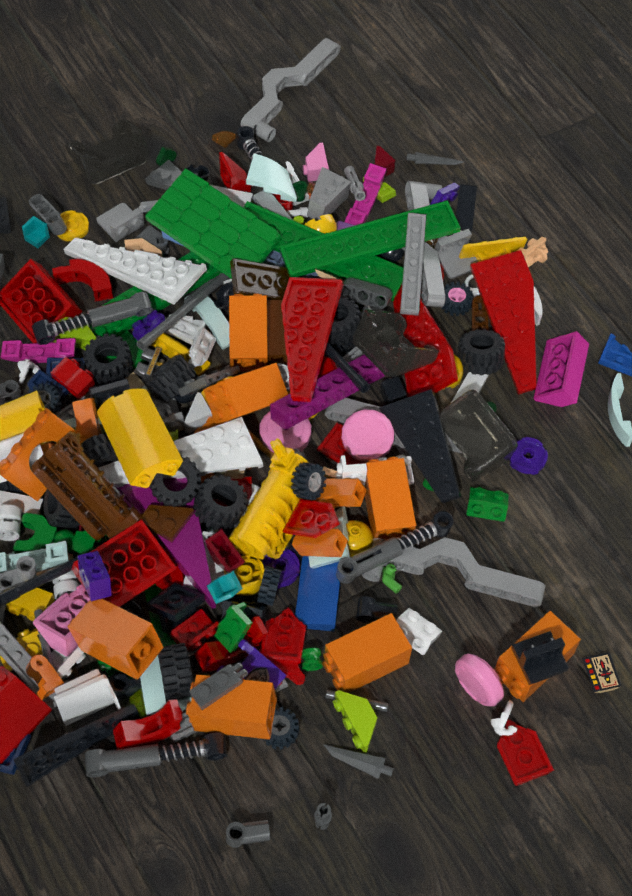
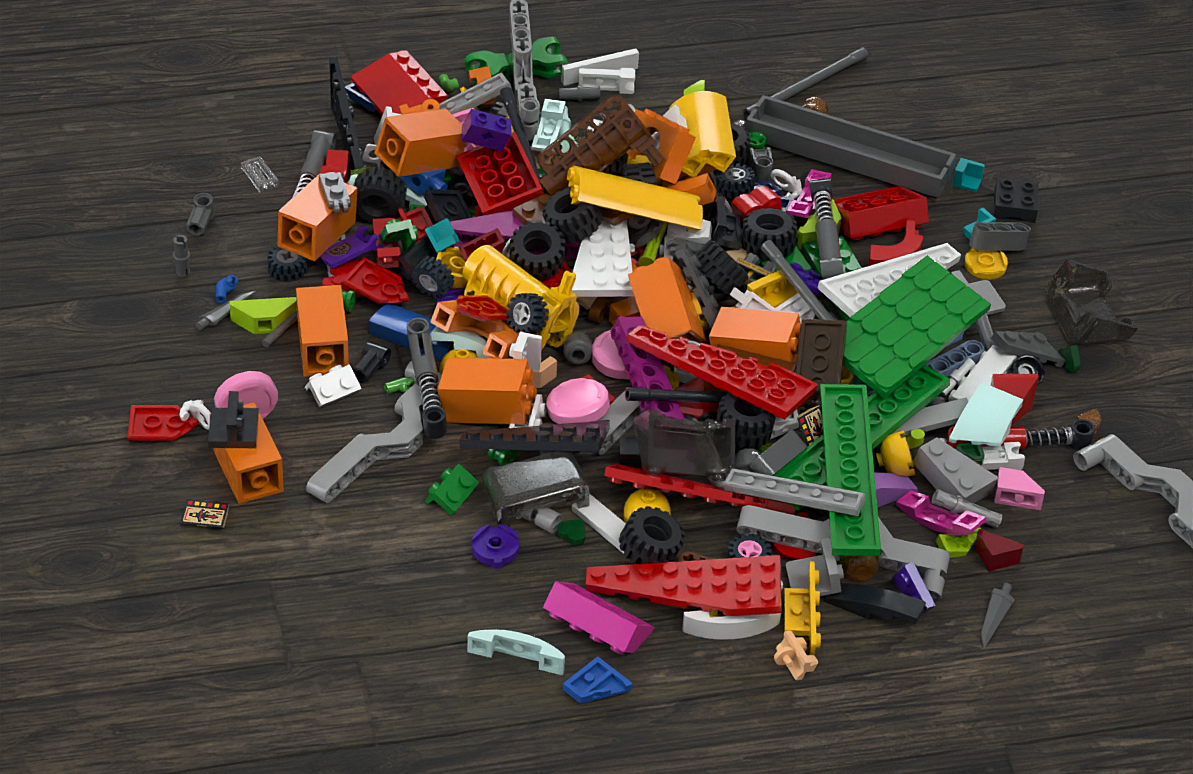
camera: 110 degrees right, 15 degrees down
(147, 823) = (263, 182): none -> clear tile
(333, 772) = (225, 286): none -> blue arm

